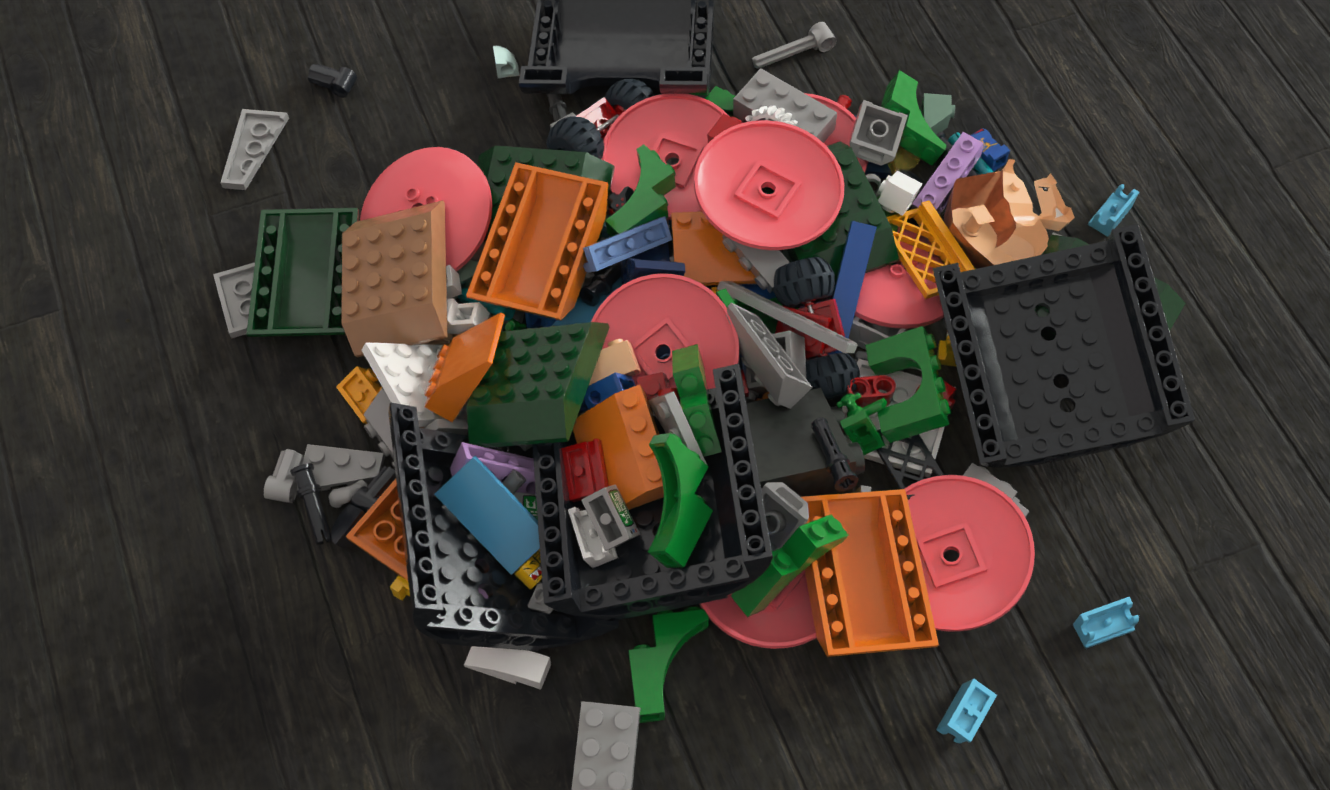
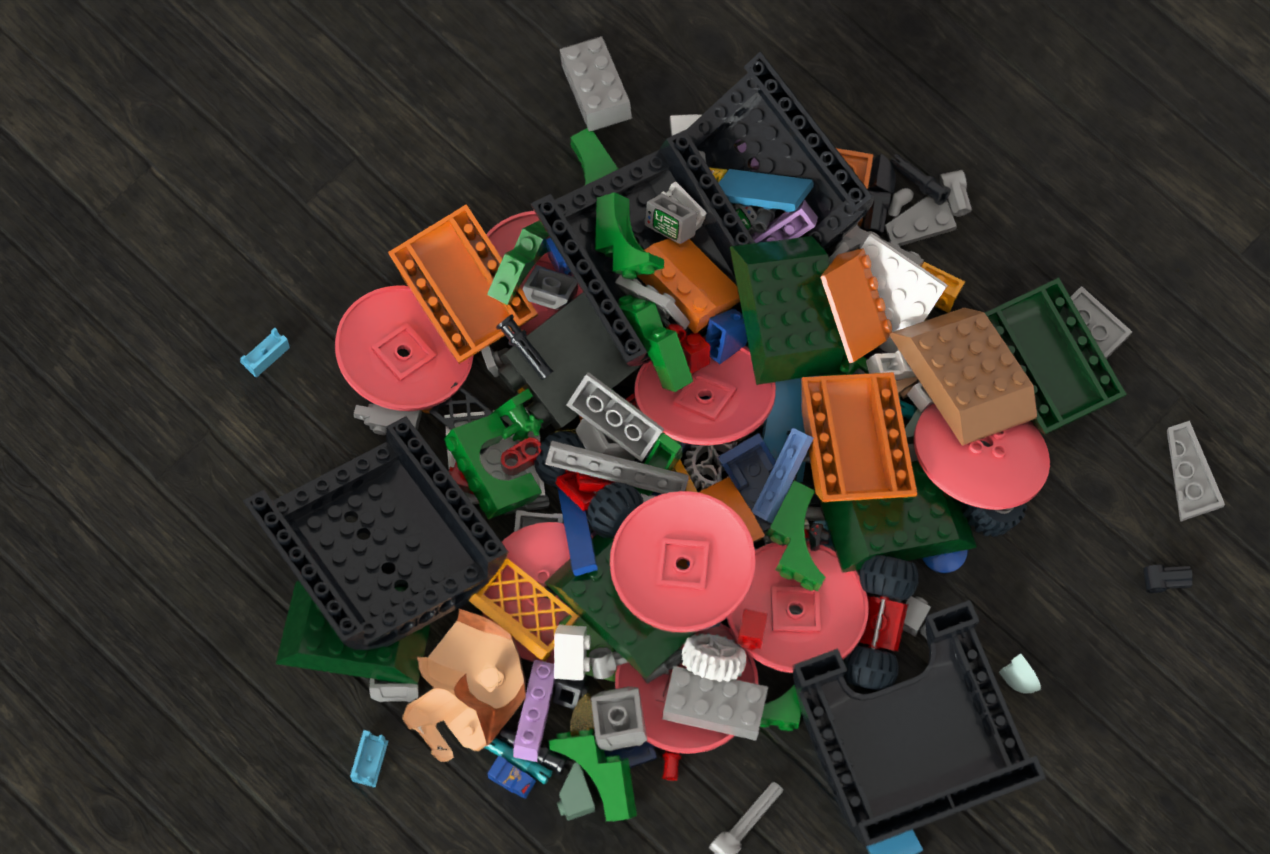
camera: 155 degrees right, 10 degrees up
(584, 469) = (710, 254): red plate -> none
(616, 359) = (734, 359): light nougat slope -> none
(967, 711) = (350, 236): medium azure hinge -> none

